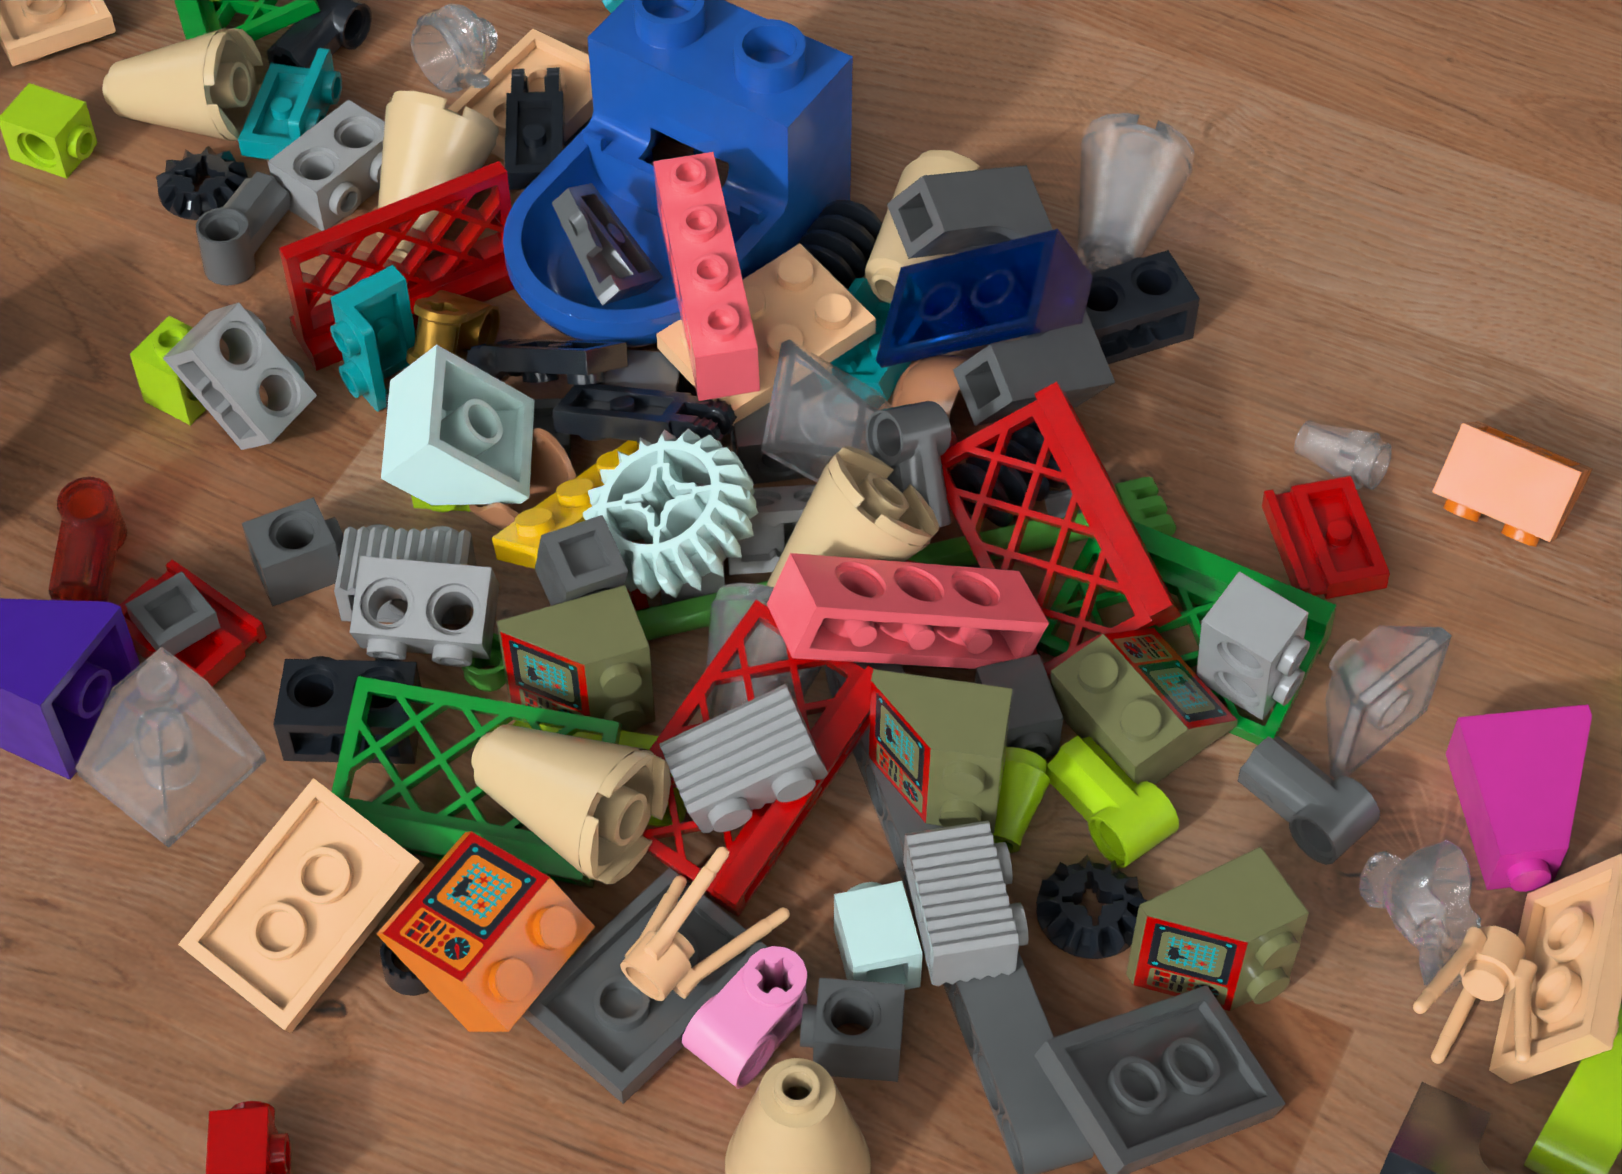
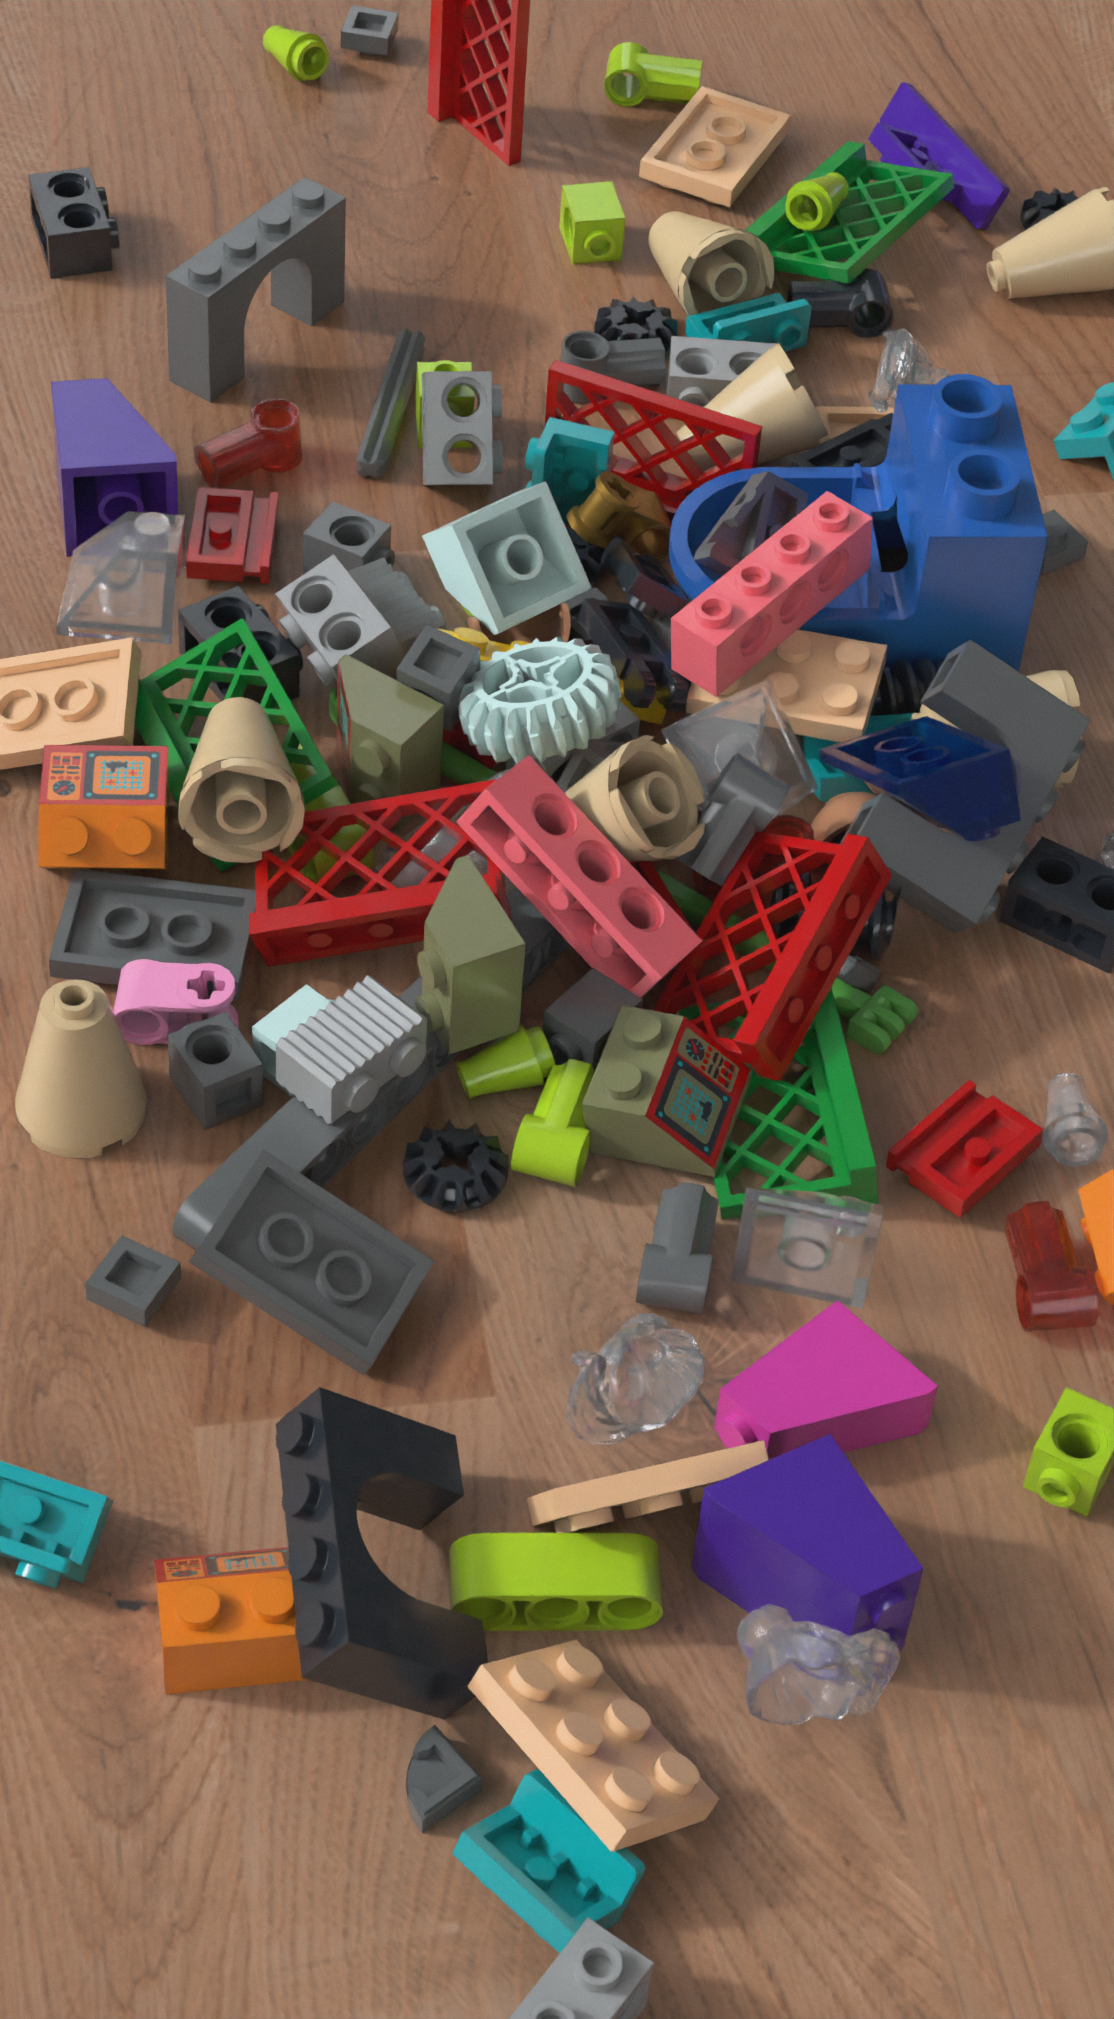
camera: 50 degrees right, 5 degrees down
(124, 410) = (390, 404): none -> dark grey axle
(173, 614) = (220, 511): dark grey plate -> none
(662, 954) = (166, 909): light nougat plant -> none
(744, 761) = (349, 849): light grey brick -> none
(1222, 931) = (479, 1233): olive slope -> none
(1253, 646) = (762, 1115): light grey brick -> none
(1490, 966) = (609, 1445): light nougat plant -> none
(1508, 572) = (1049, 1282): none -> clear red piece

